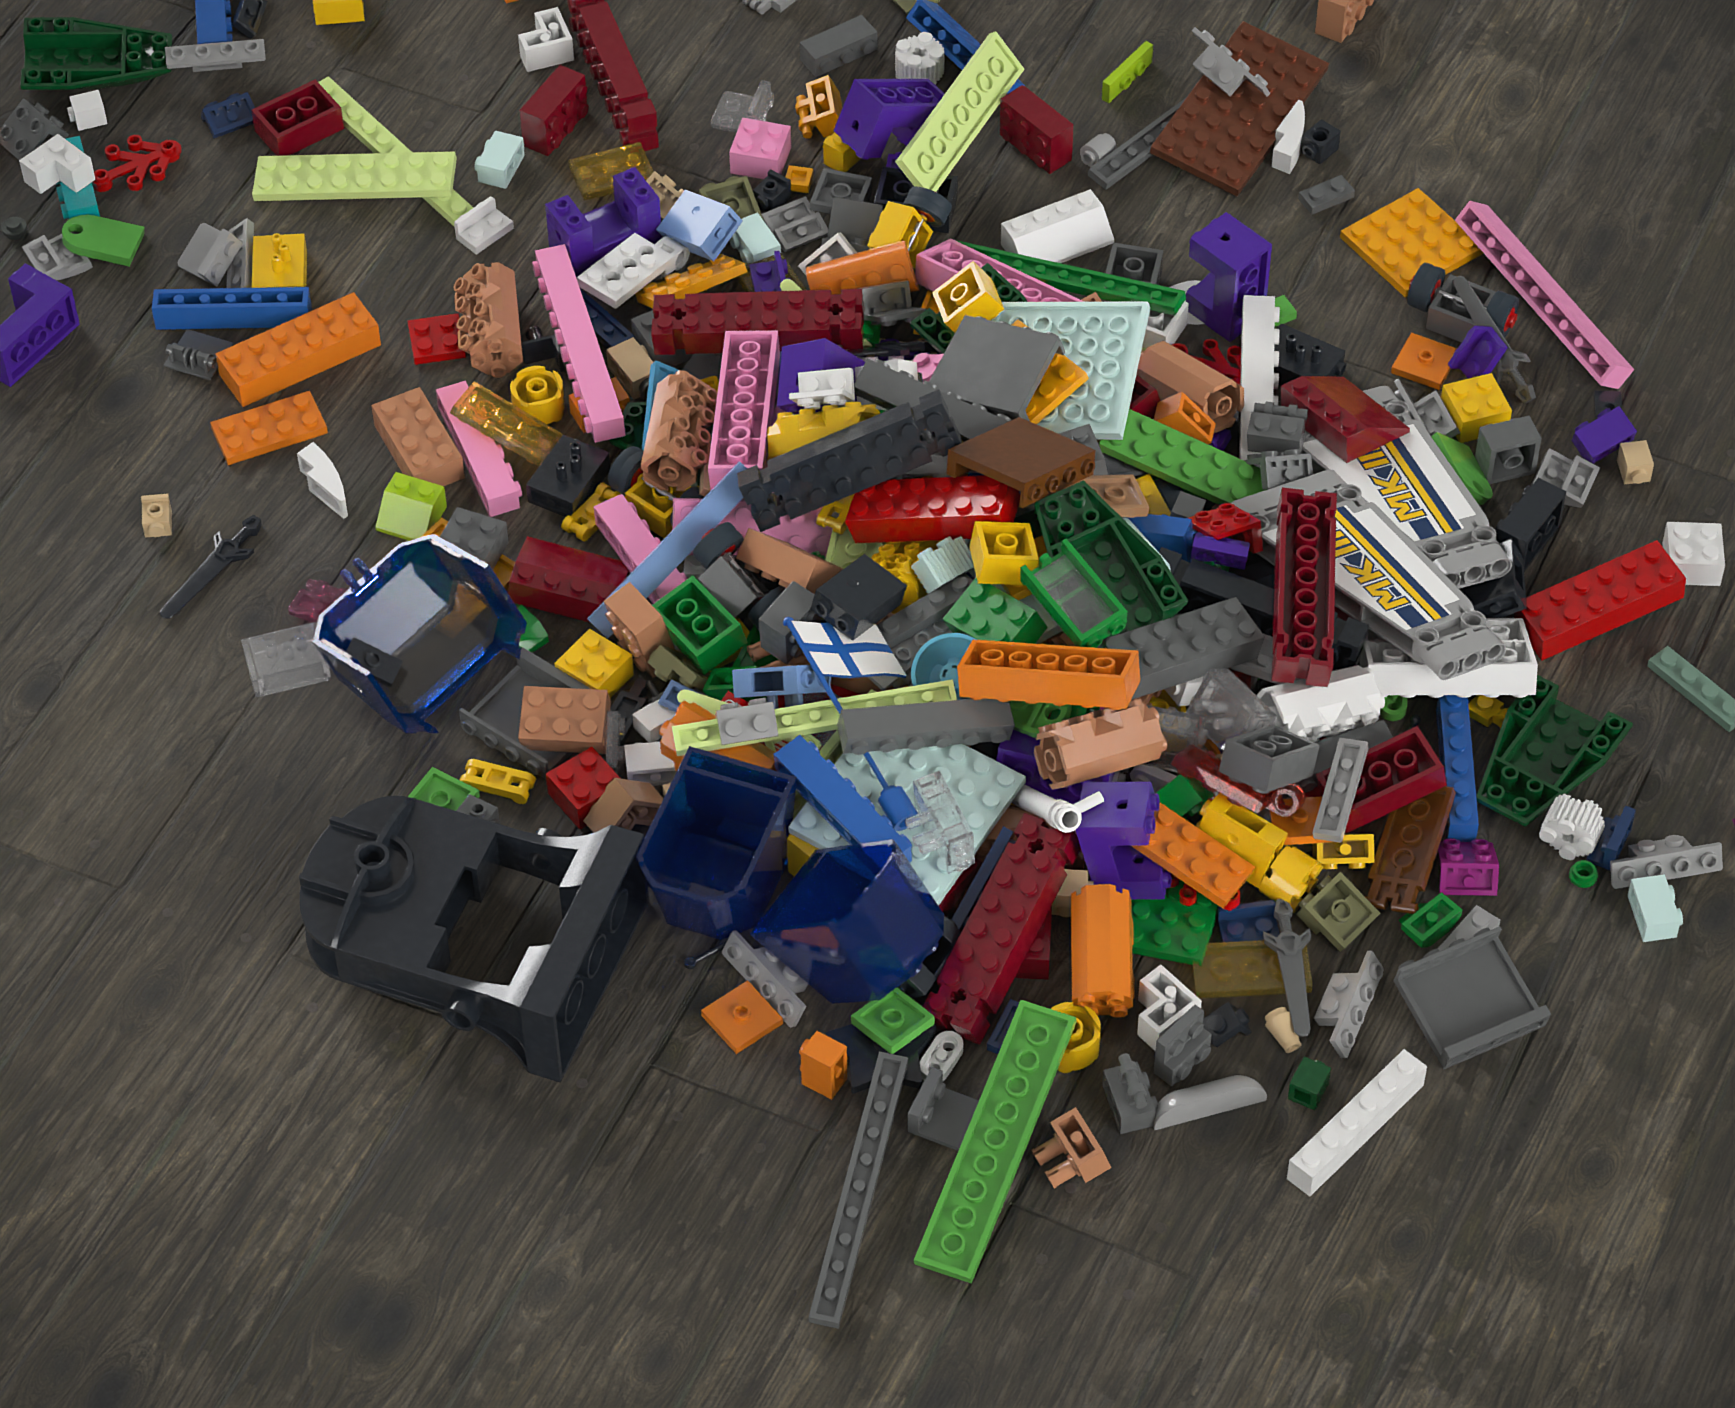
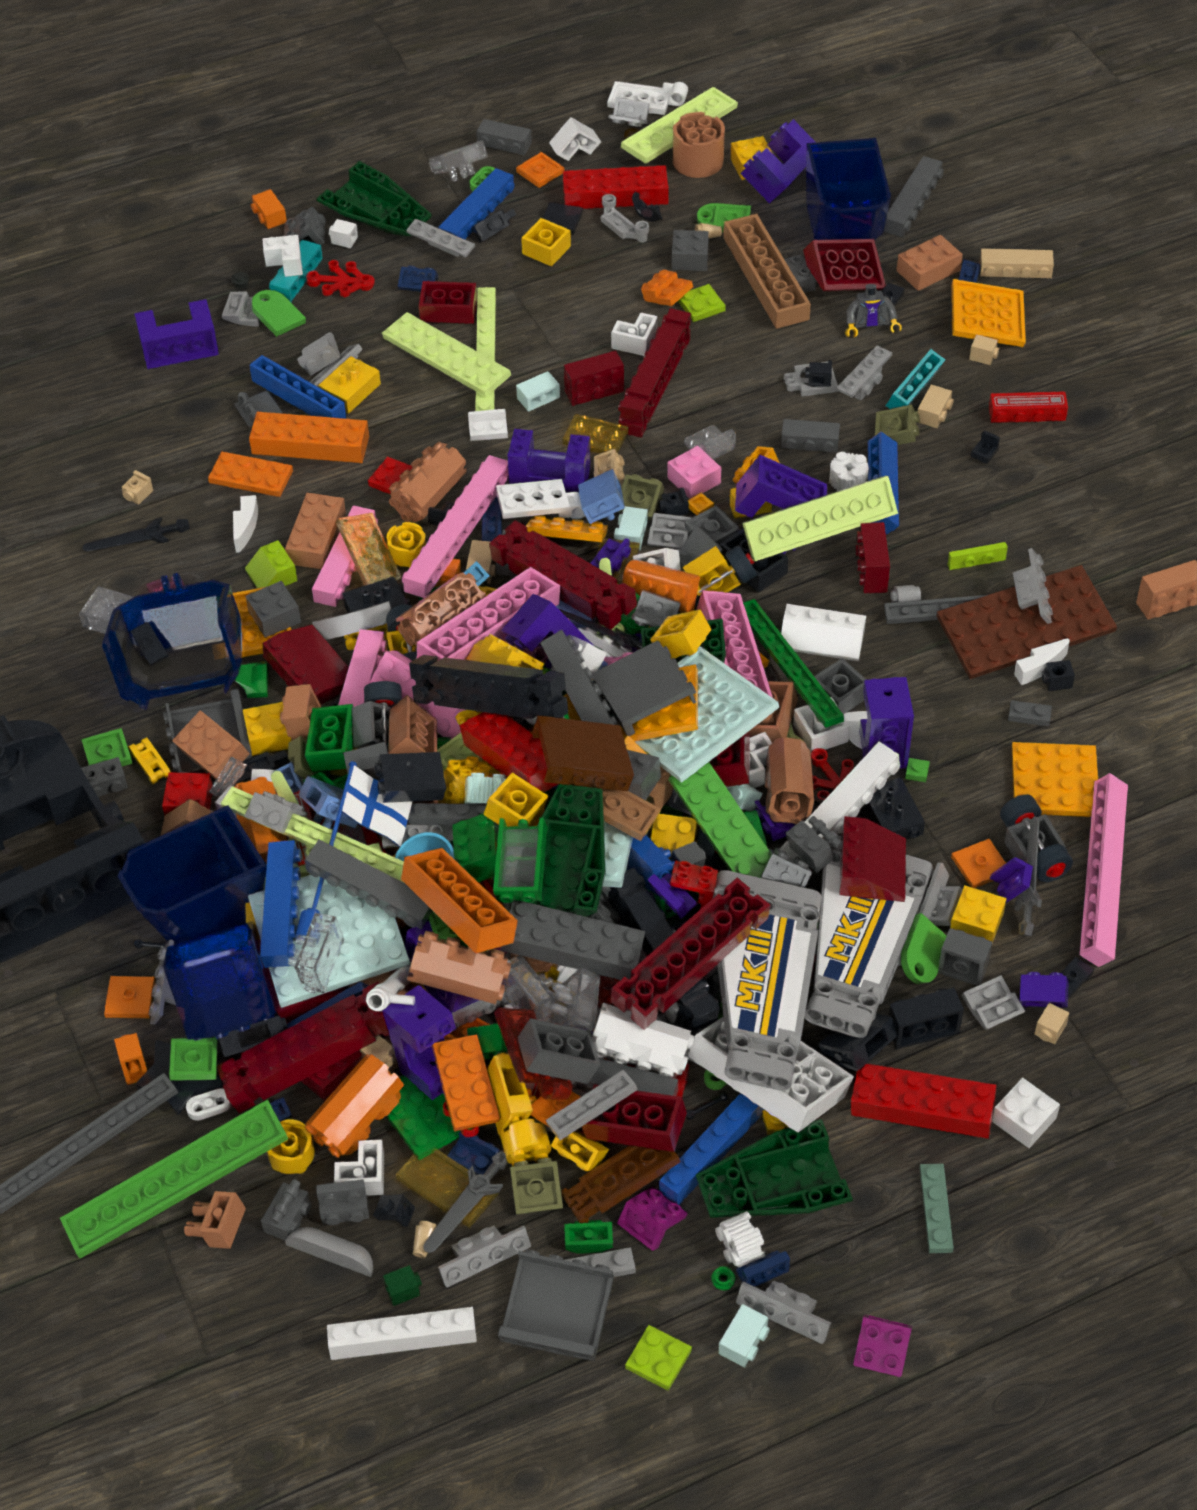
camera: 40 degrees right, 0 degrees up
(572, 506) = (353, 621): none -> light grey slope
(678, 542) = (355, 683): medium blue tile -> none
(824, 387) = (519, 632): white bracket -> none
(940, 1112) = (168, 1132): dark grey bracket -> none
(1186, 417) = (751, 799): orange brick -> none
(1598, 981) = (658, 1357): none -> lime plate

